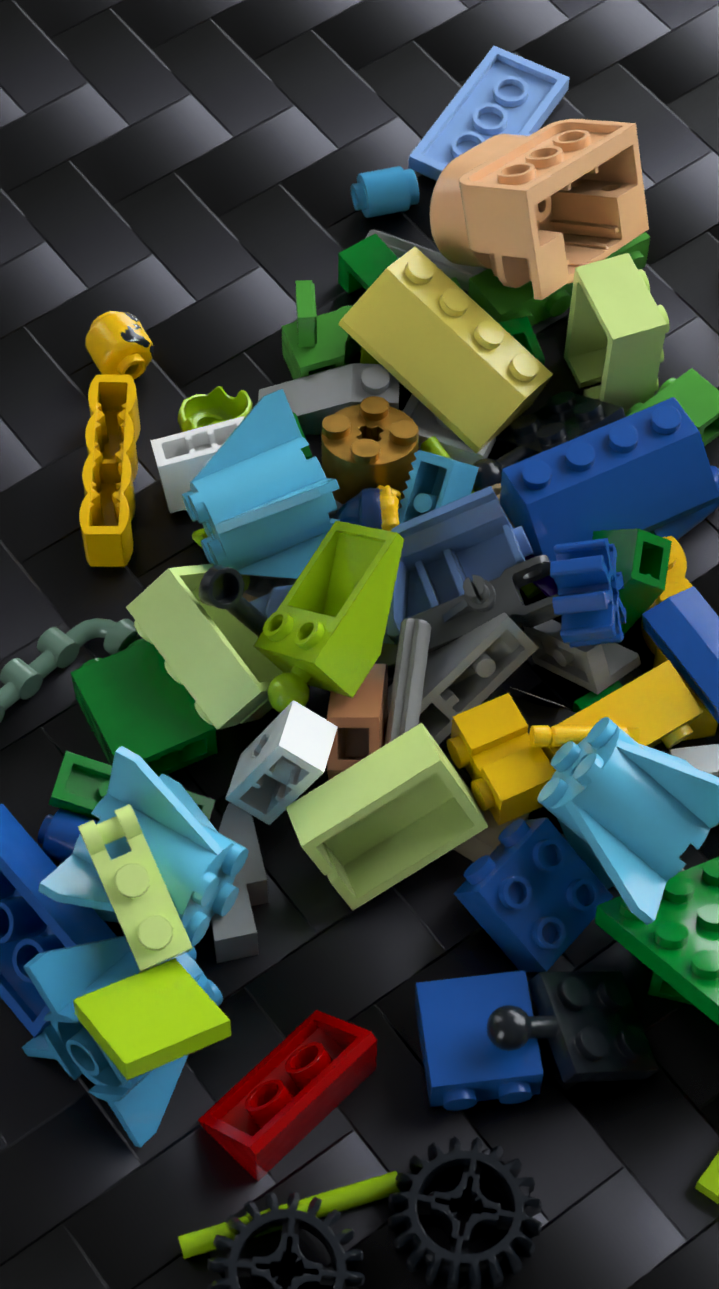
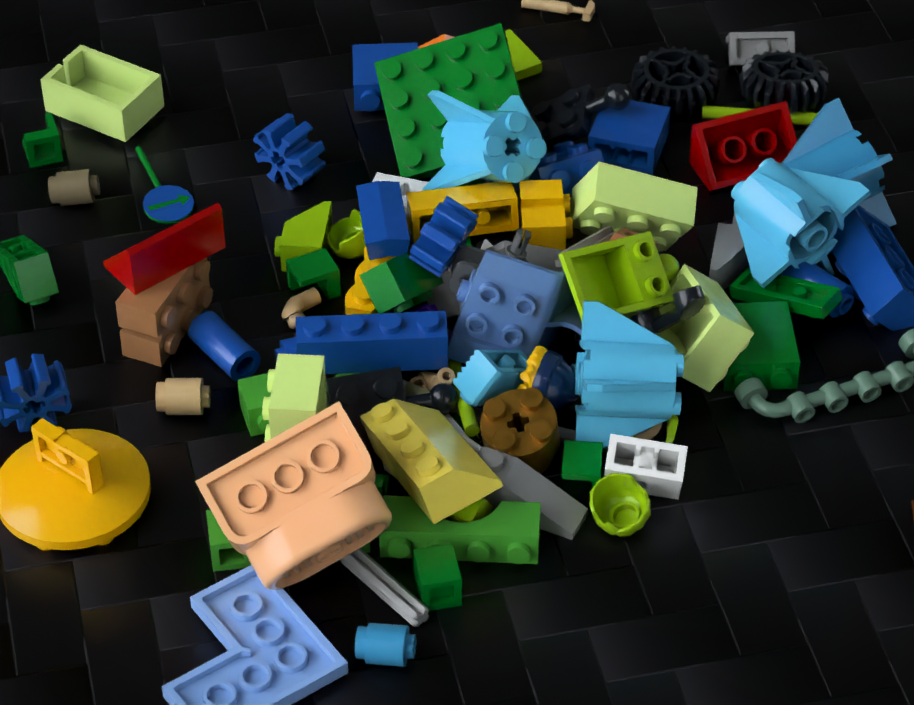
camera: 155 degrees left, 15 degrees down
(110, 471) = (718, 487): yellow brick -> none
(119, 344) = (672, 584): yellow head -> none
(136, 890) = (812, 166): yellowish green plate -> none
(151, 1018) = (825, 117): lime tile -> none
(281, 762) = (686, 236): white brick -> none
(306, 313) = (520, 515): bright green tile -> none
(558, 735) = (493, 186): yellow wheel -> none

